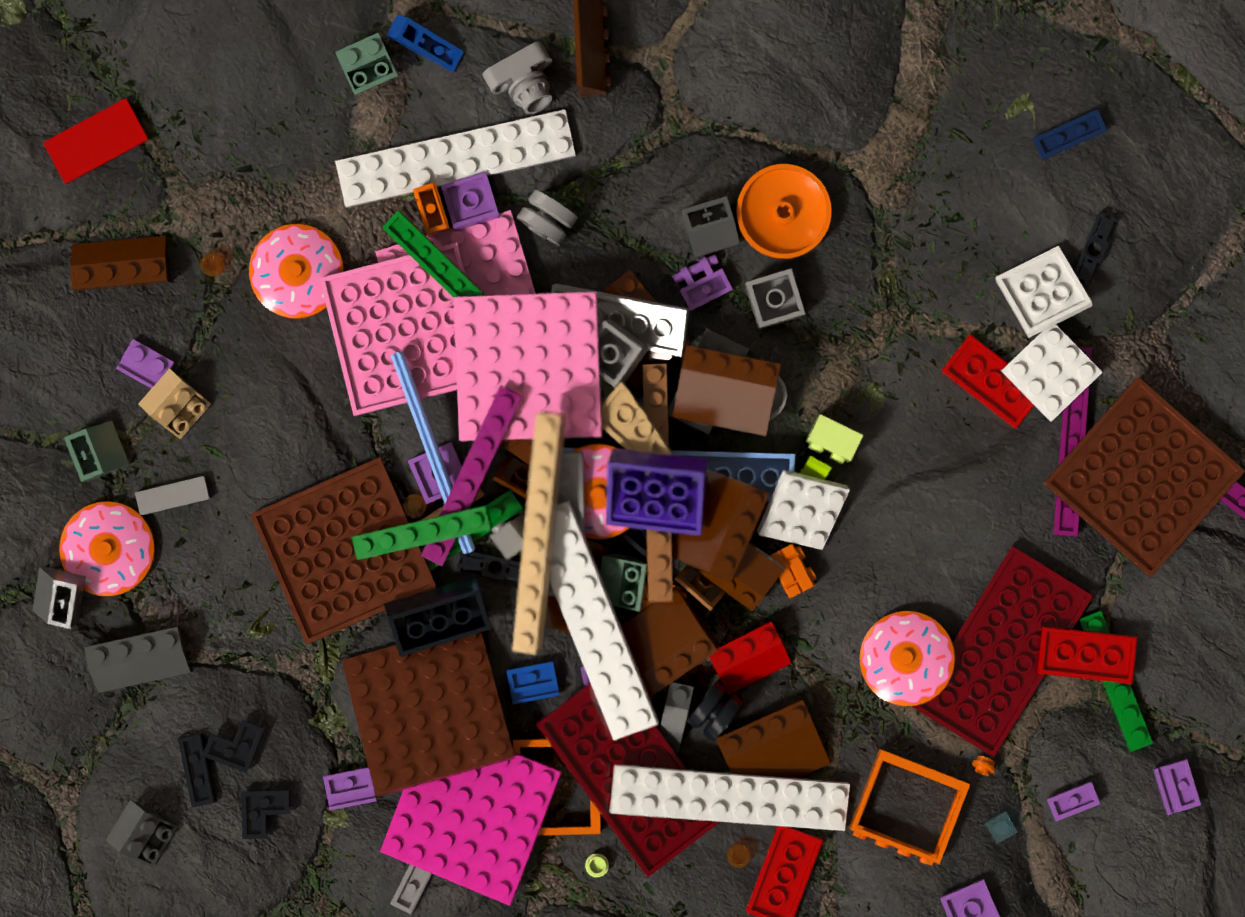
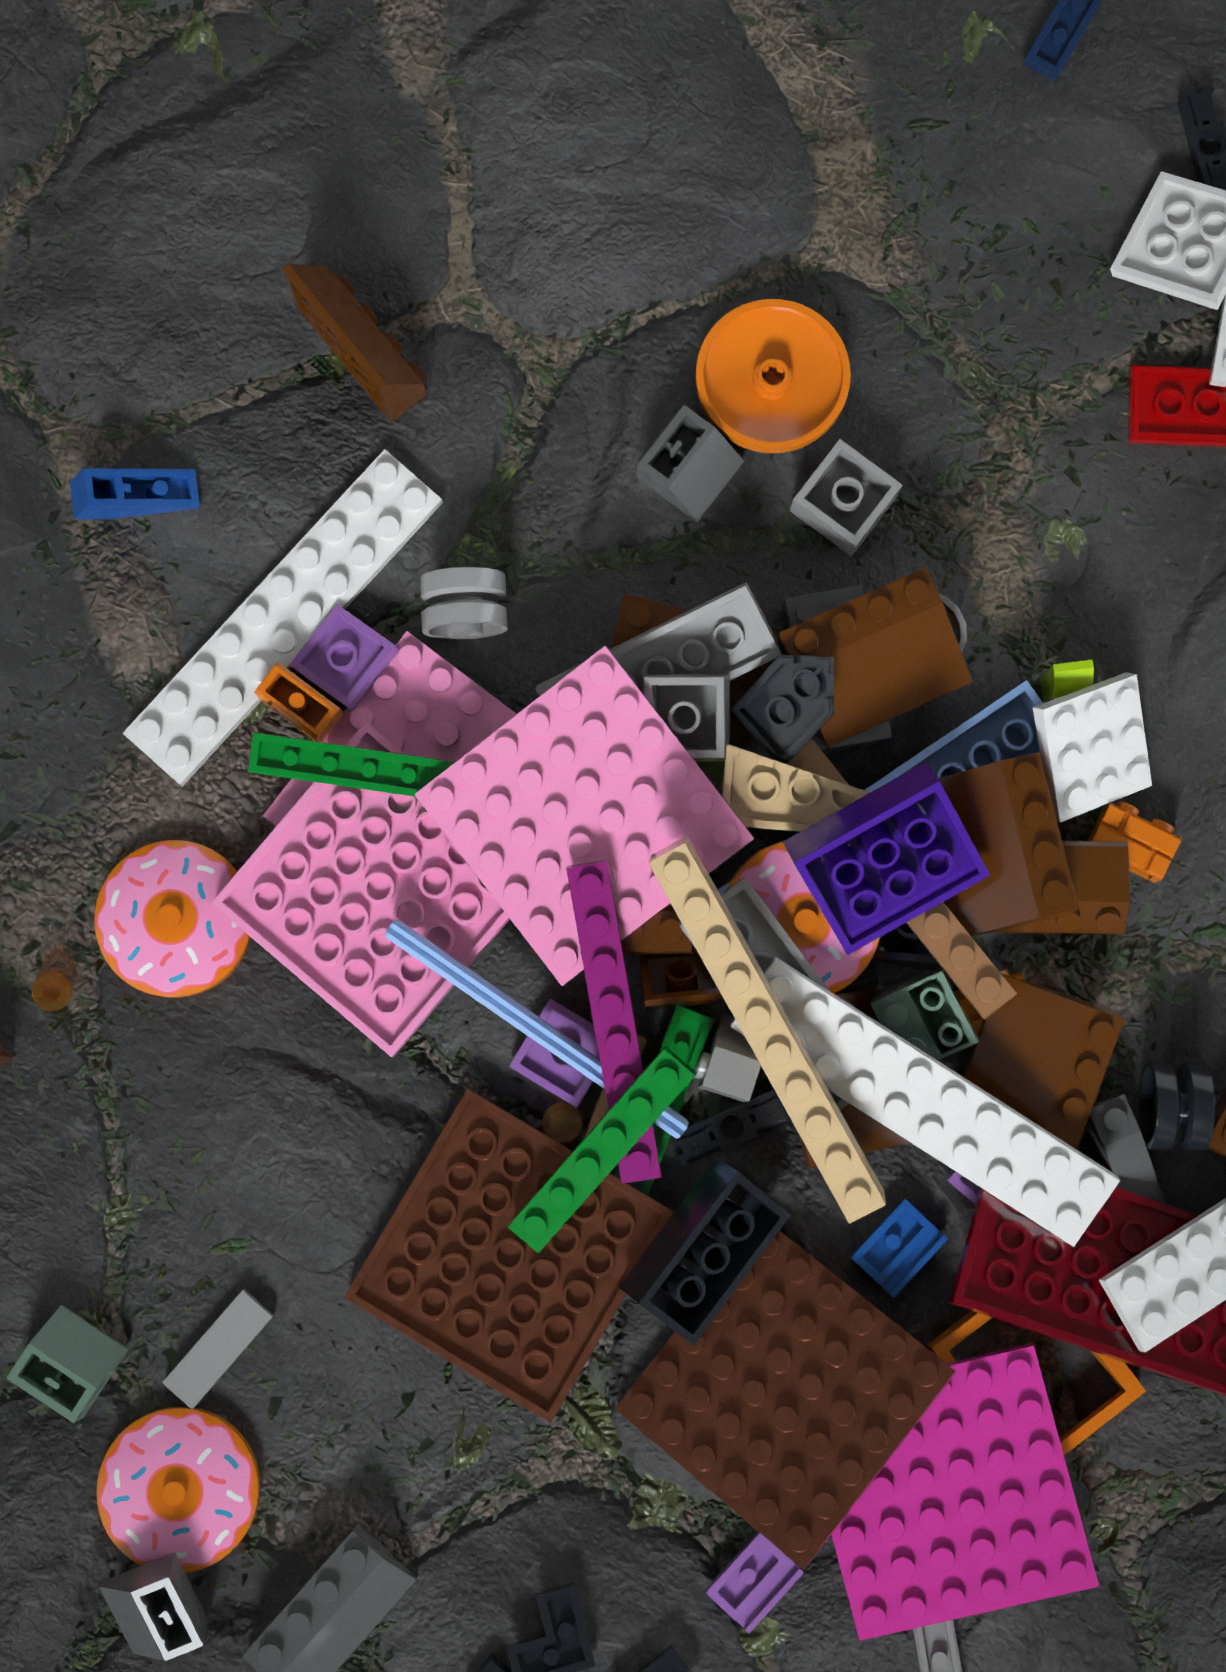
camera: 35 degrees left, 5 degrees down
(144, 364) = (55, 1195): medium lavender plate -> none
(174, 404) = (132, 1219): tan slope -> none
(366, 64) = (72, 572): sand green slope -> none
(523, 78) = (298, 444): light grey beam -> none
(596, 865) = (1169, 1437): yellowish green plate -> none
(665, 383) = (789, 703): none -> black tile
(700, 587) = (1030, 952): medium nougat slope -> none
(705, 289) = (743, 551): medium lavender plate -> none
(750, 657) = (1165, 997): red slope -> none
(834, 439) = (1061, 625): yellowish green brick -> none

